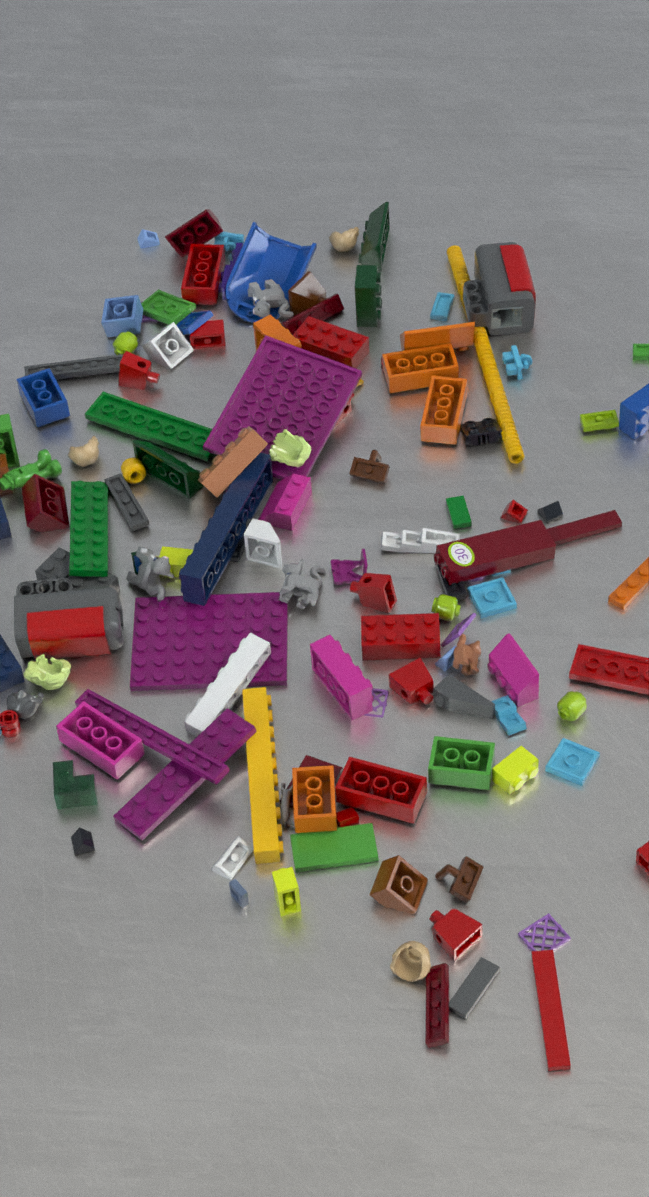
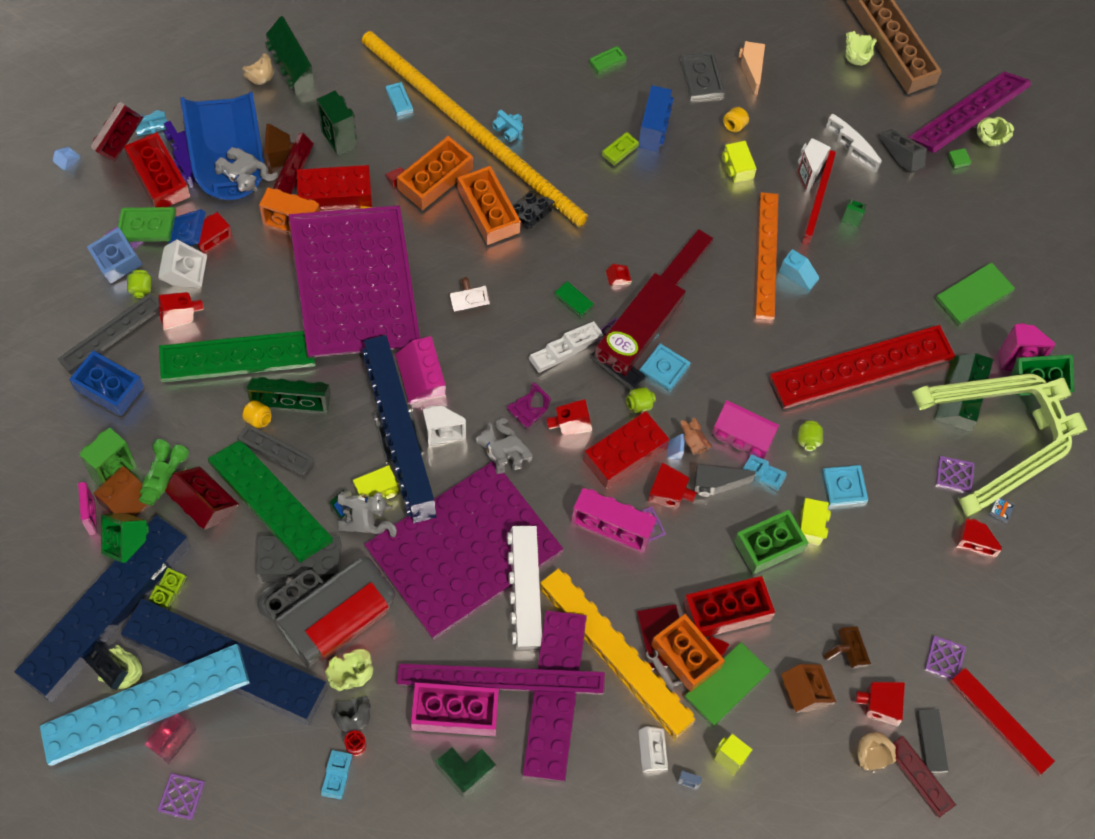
camera: 45 degrees left, 15 degrees up
(82, 841) = (515, 818): black slope -> none
(85, 454) = (195, 420): tan hair -> none
(232, 461) = (360, 361): nougat slope -> none
(290, 449) = (395, 318): yellowish green hair -> none
(458, 630) = (677, 400): medium lavender window -> none
(459, 335) = (429, 135): orange slope -> none
(502, 290) = (448, 59): dark grey piece -> none
(551, 511) = (647, 257): black slope -> none

